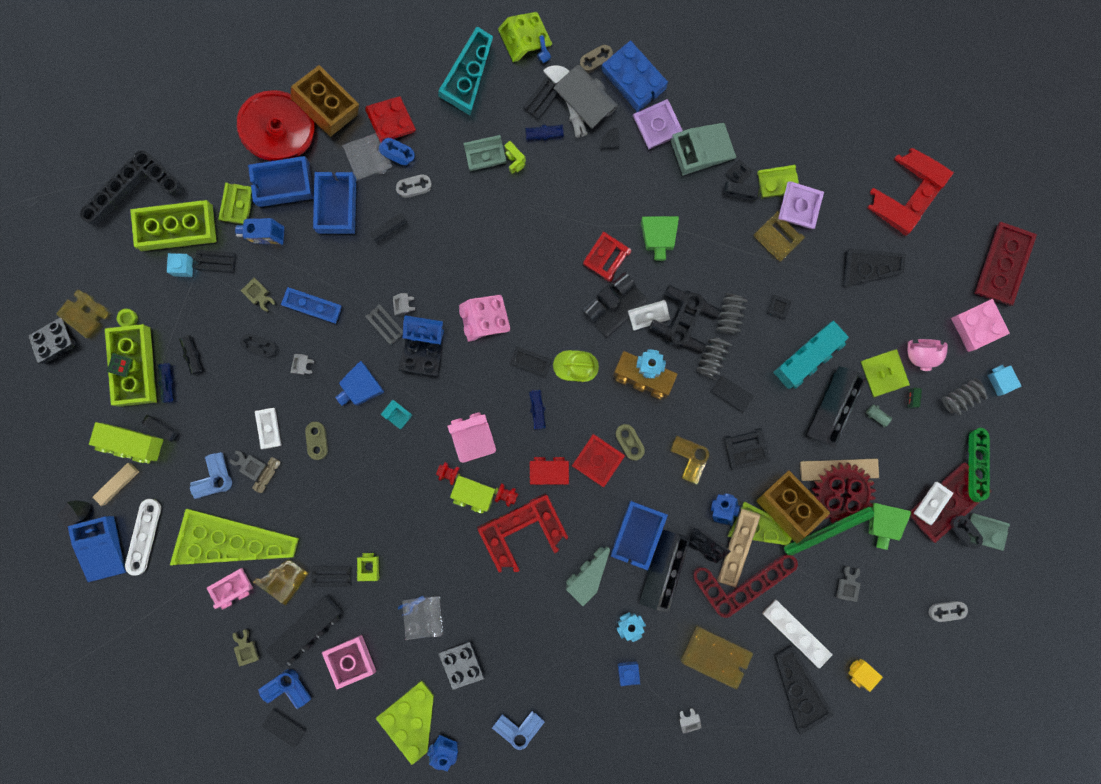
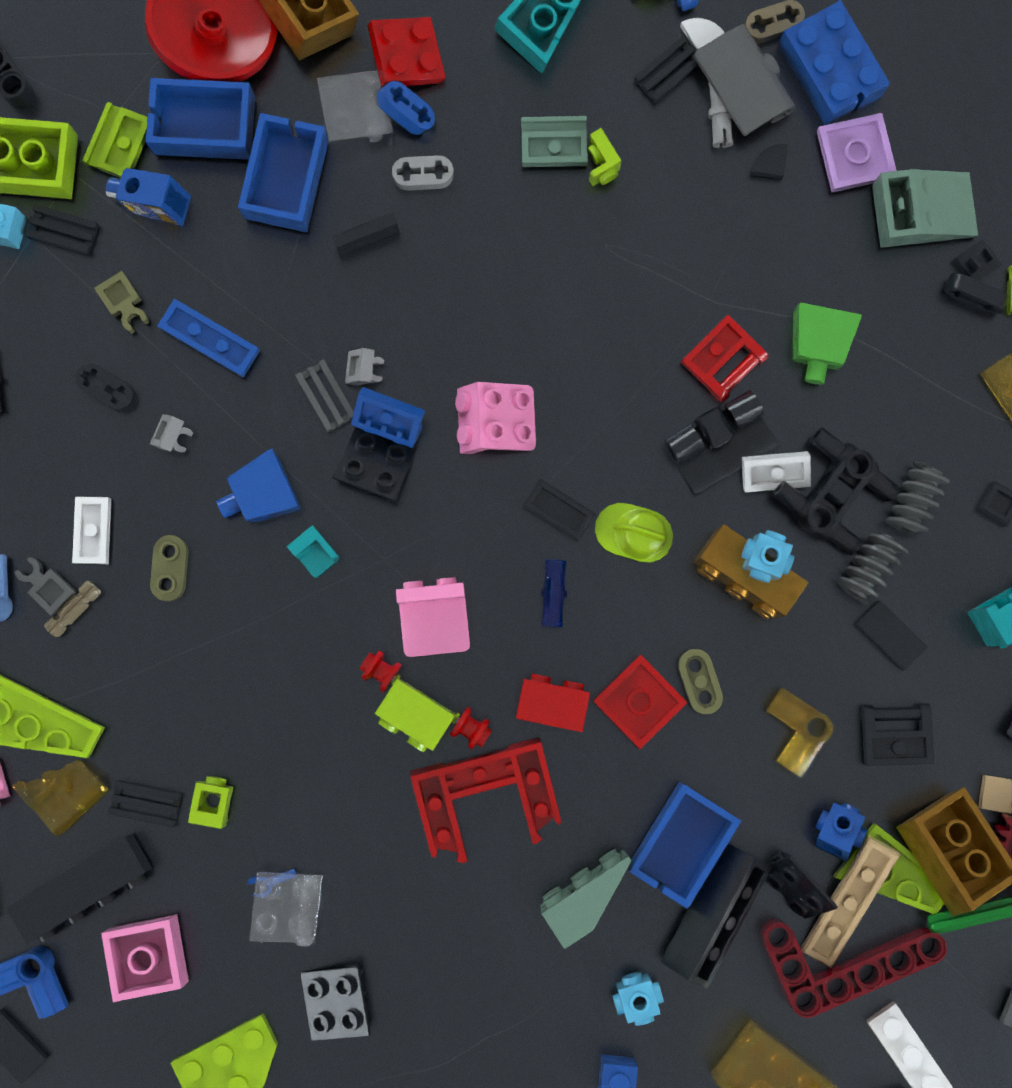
camera: 10 degrees right, 0 degrees up
(544, 132) = (662, 126): clear blue pin -> none

